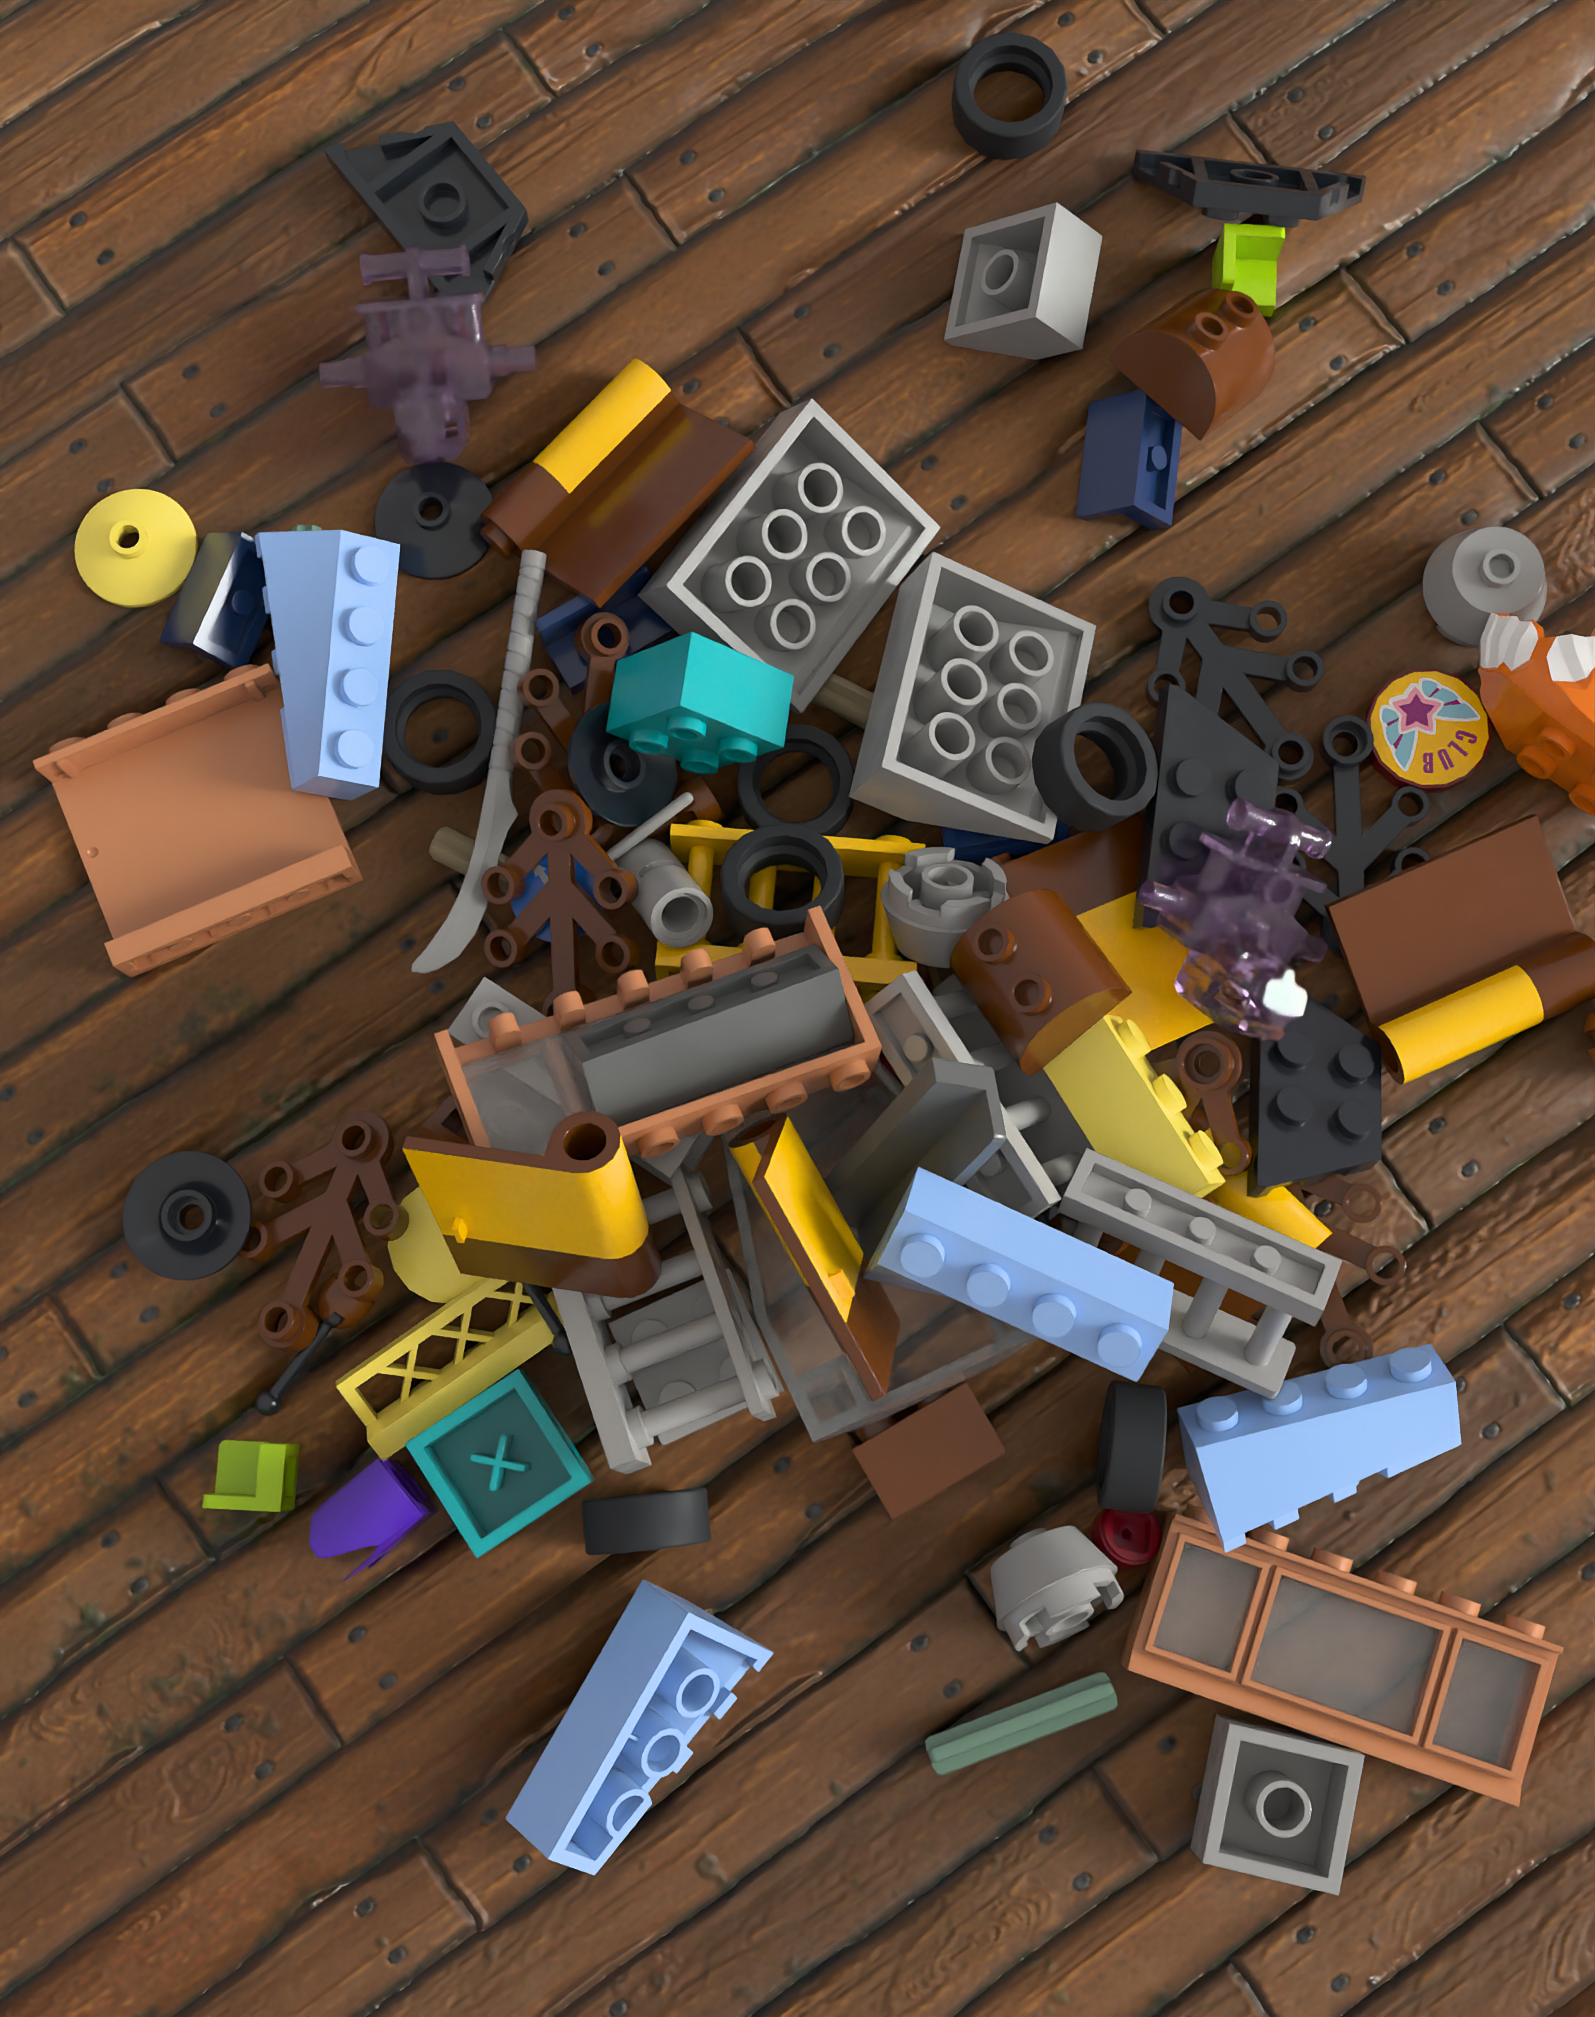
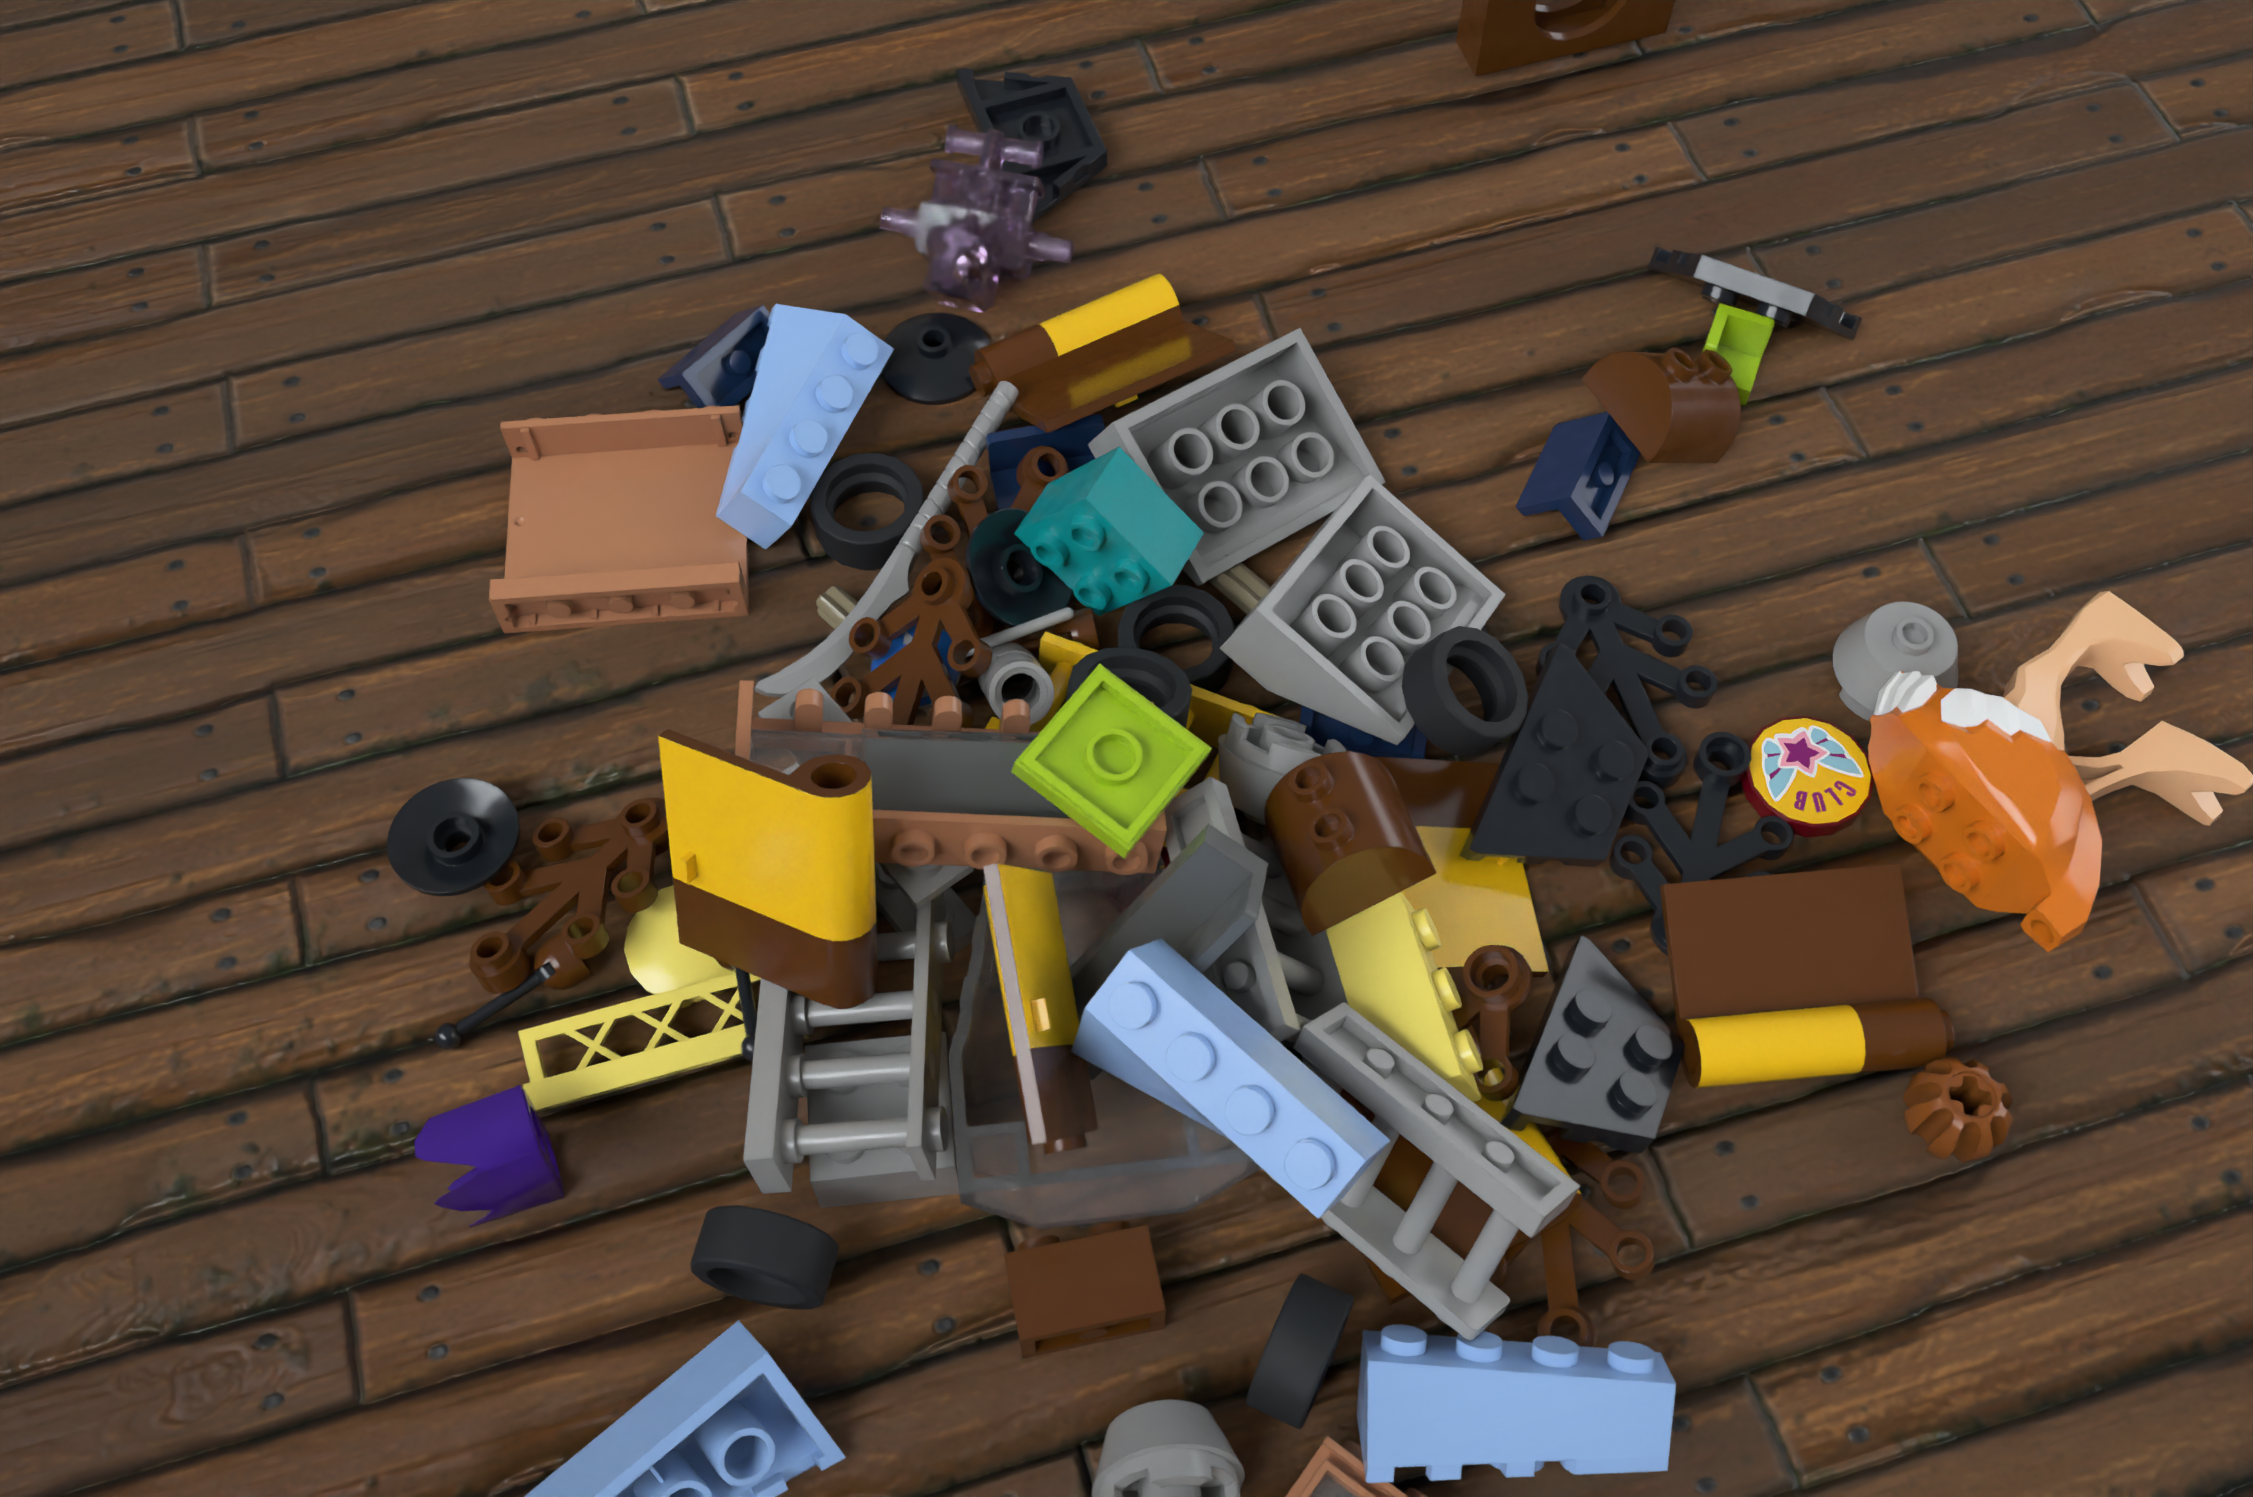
camera: 15 degrees right, 20 degrees down
(149, 569) = (670, 309): light yellow dish -> none
(255, 1476) = (402, 1096): lime panel -> none
(500, 1462) = (642, 1152): teal brick -> none
(812, 1000) = (1111, 760): none -> lime tile
(1015, 54) = (1557, 151): black tyre -> none
(1025, 284) = (1525, 314): light grey slope -> none
(1126, 1537) = (1270, 1454): dark red tile -> none
(1243, 922) = (1575, 863): clear purple piece -> none

